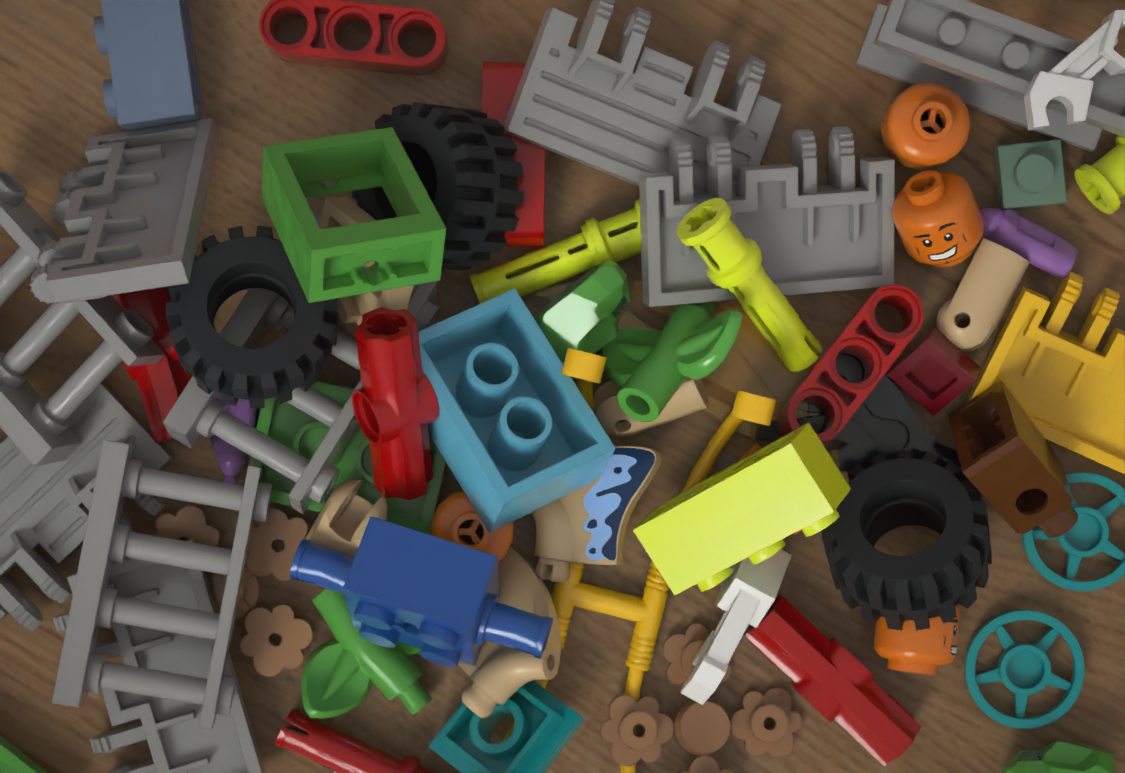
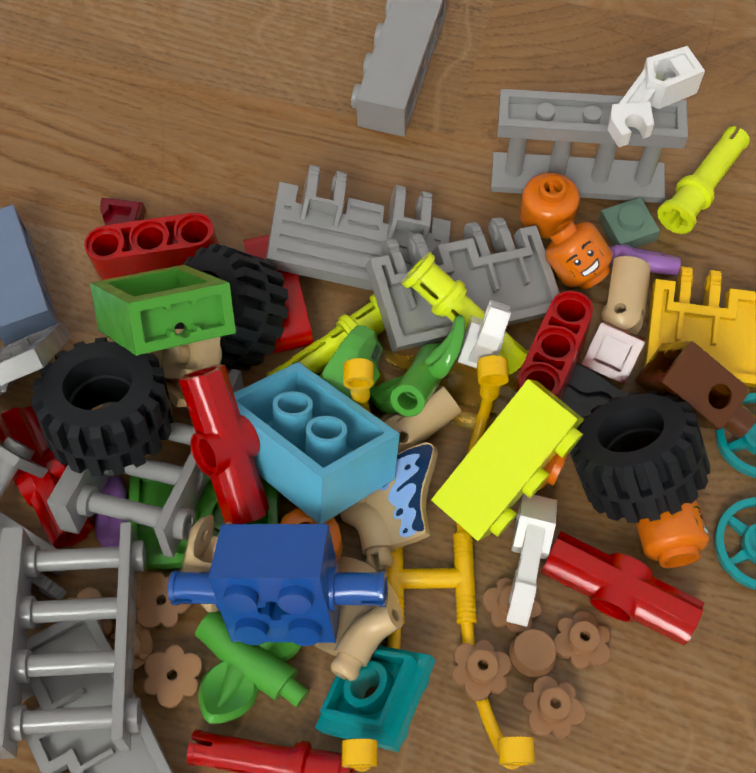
camera: 15 degrees left, 25 degrees down
(761, 352) = (485, 335): none -> white piece

